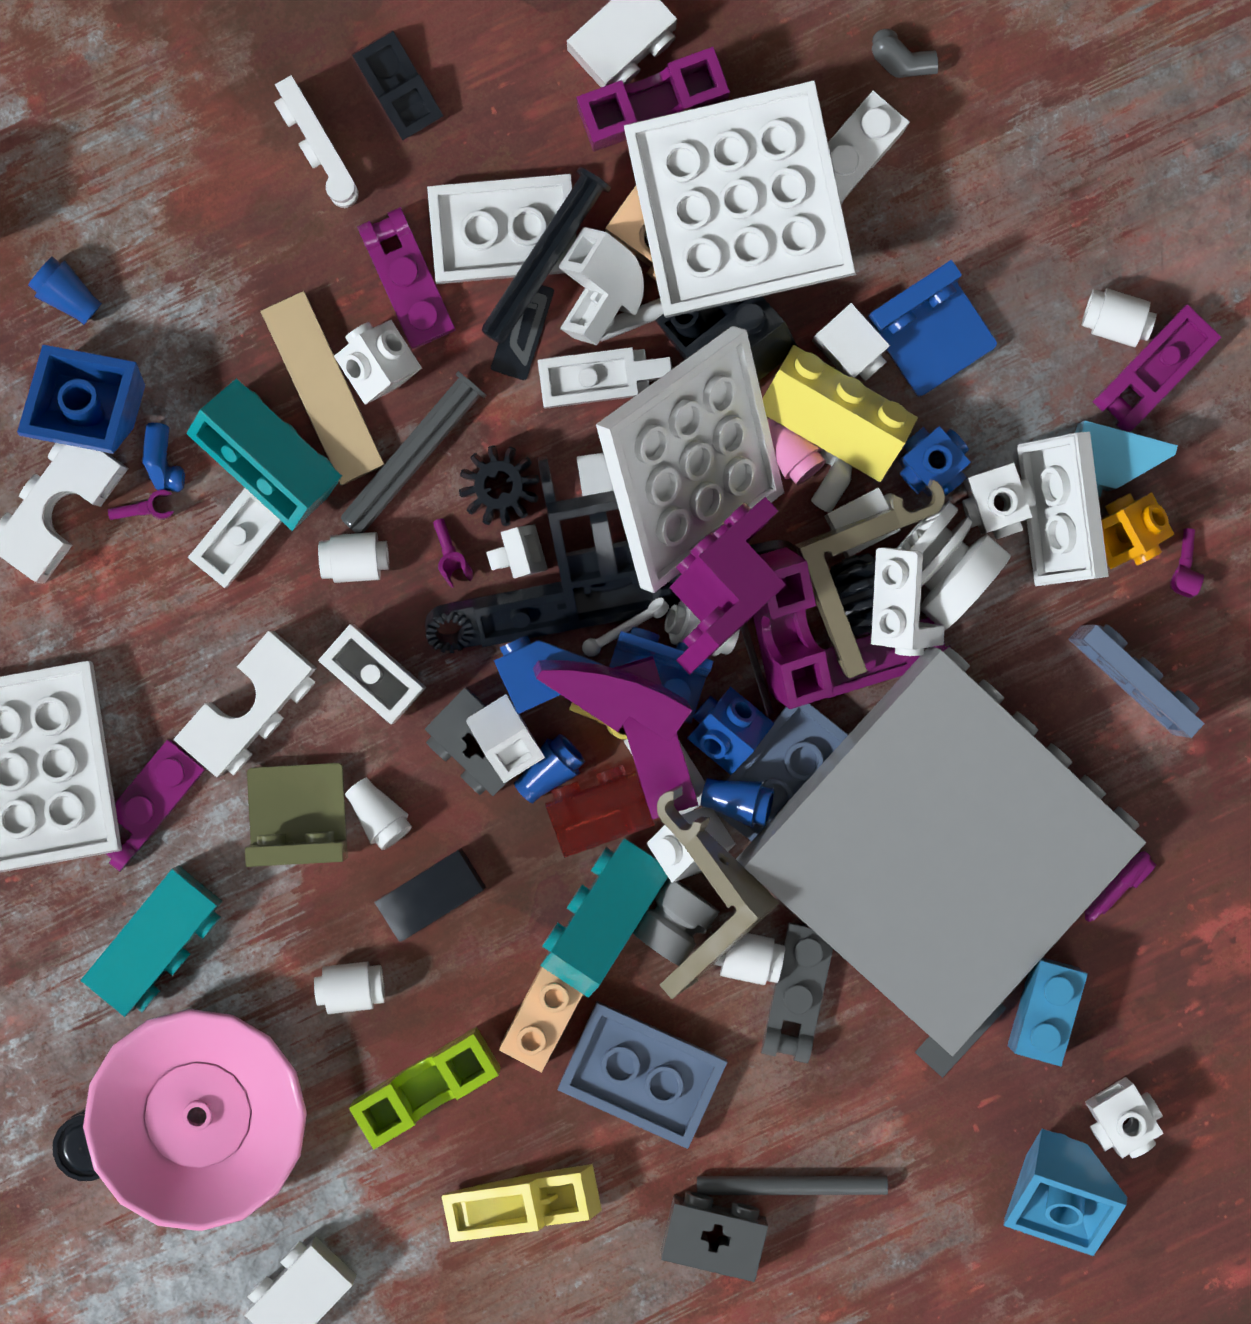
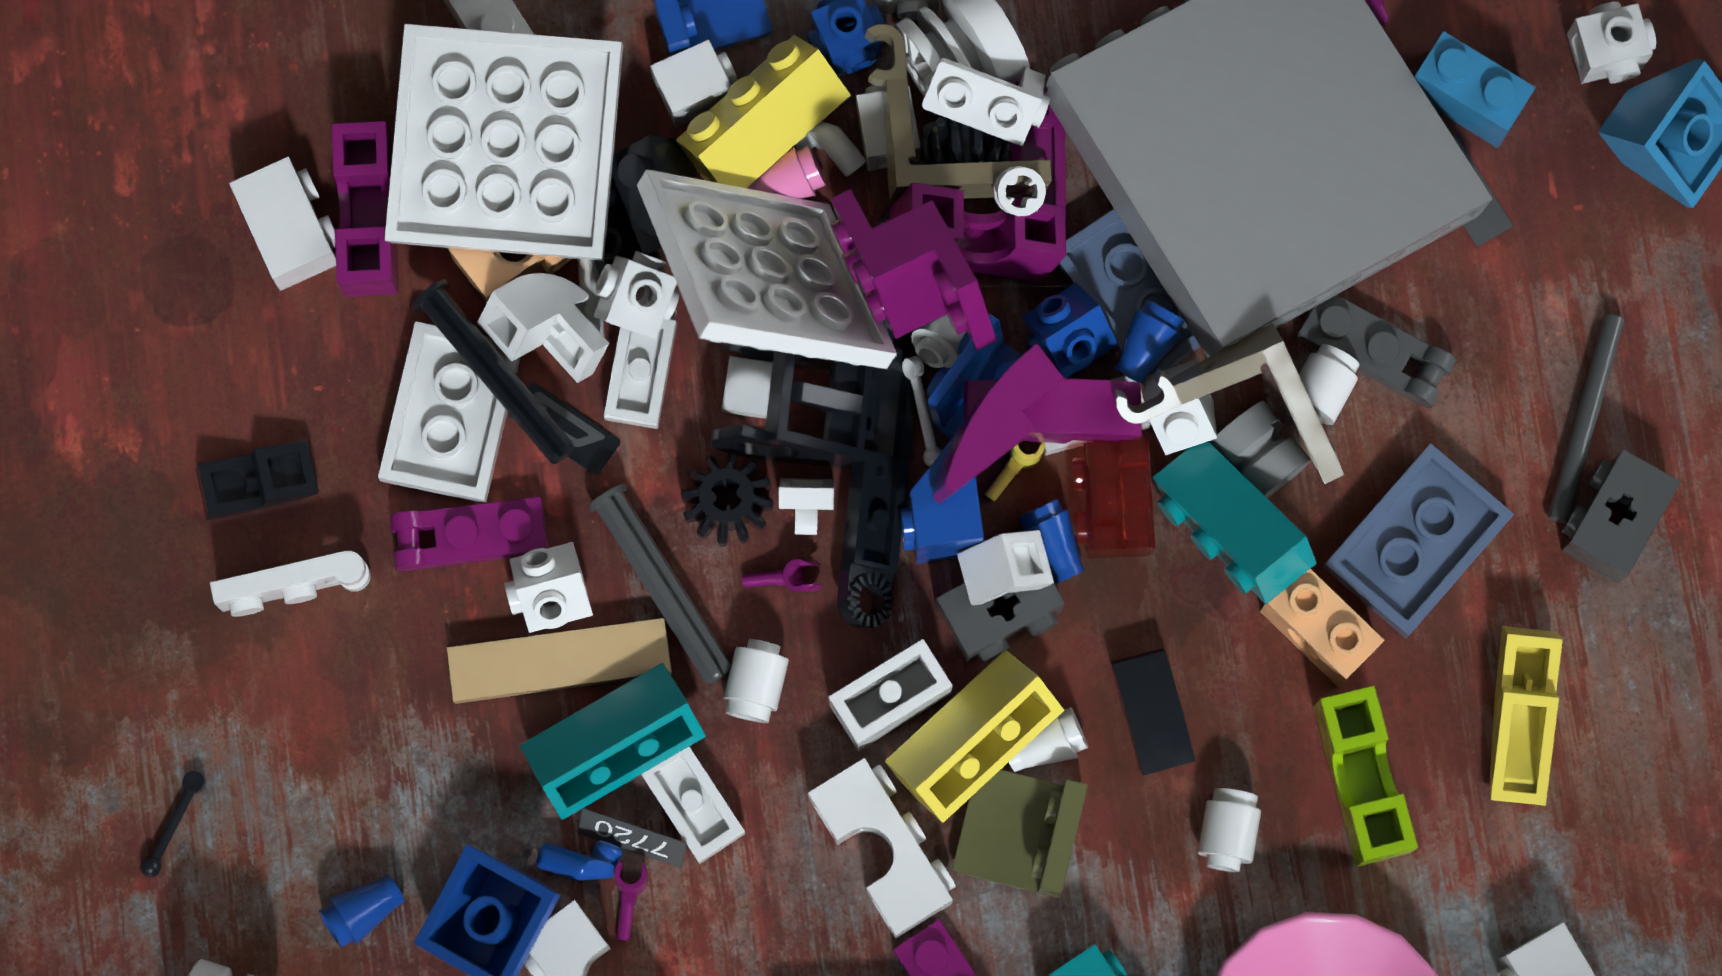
camera: 75 degrees left, 10 degrees down
(128, 116) = (193, 783): none -> black hinge
(192, 496) = (632, 838): none -> dark grey sticker
(360, 753) = (974, 735): none -> light yellow brick
(641, 353) = (618, 291): none -> white brick
(821, 666) = (1028, 204): none -> white bush

